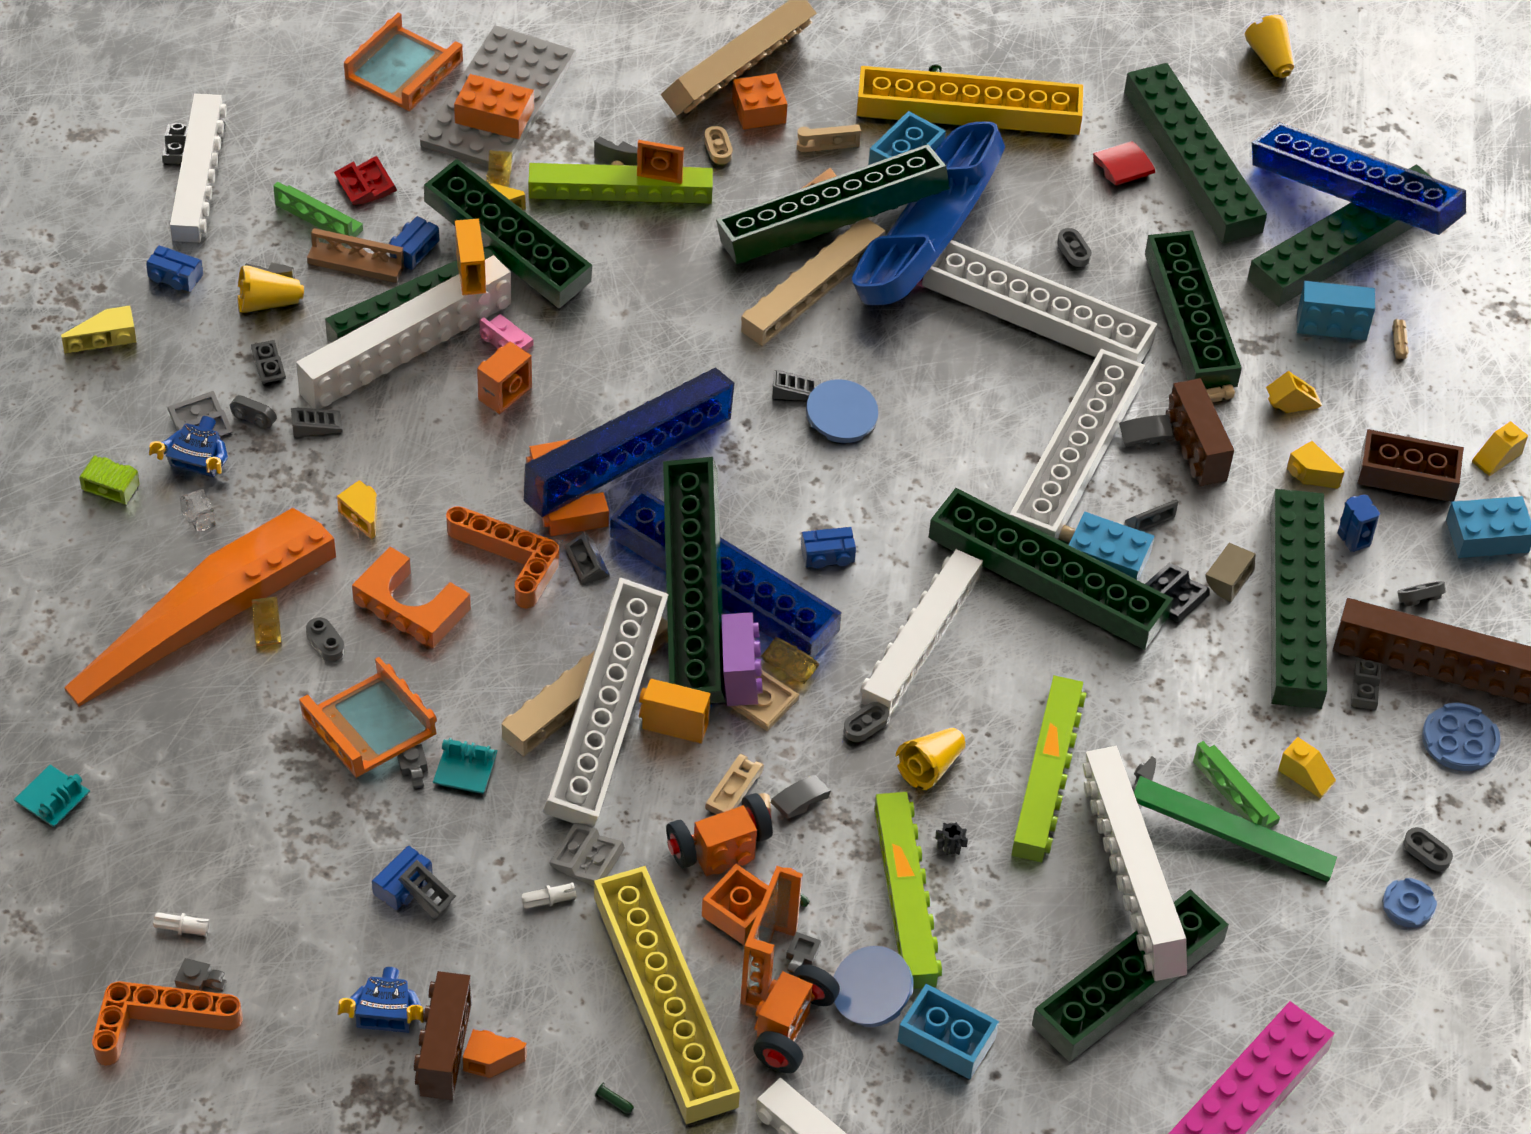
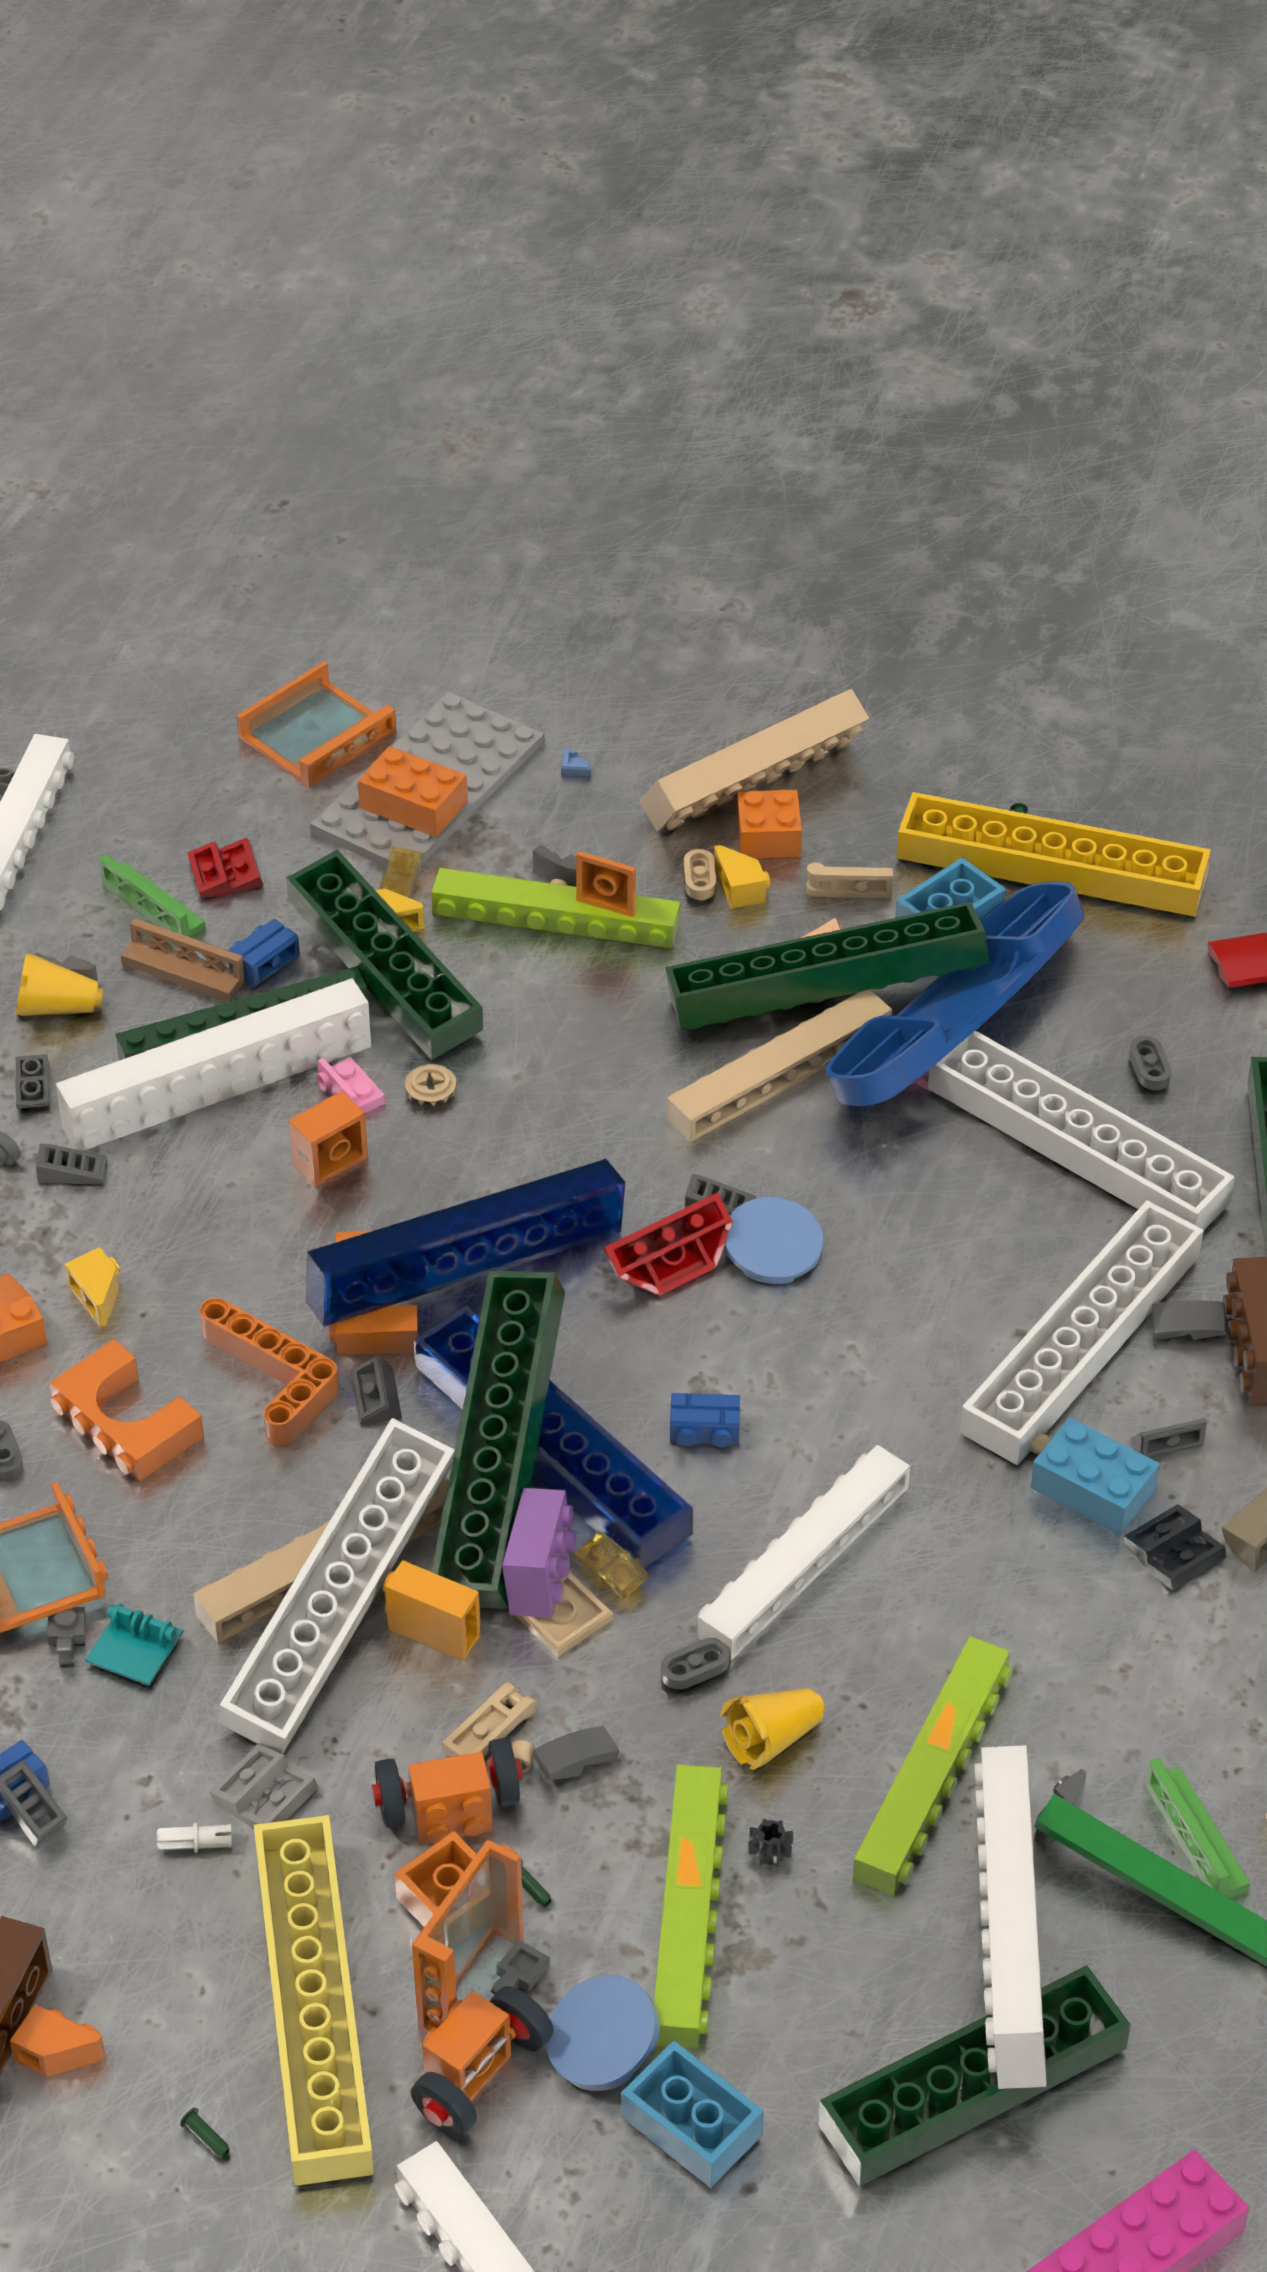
camera: 15 degrees right, 5 degrees down
(470, 256) = (313, 975): light orange brick -> none
(570, 321) = (441, 1078): none -> tan gear
(603, 71) = (574, 764): none -> medium blue tile
(749, 144) = (740, 877): none -> yellow slope
(775, 425) = (673, 1247): none -> red wedge
(1051, 568) = (1006, 1490): dark green brick -> none

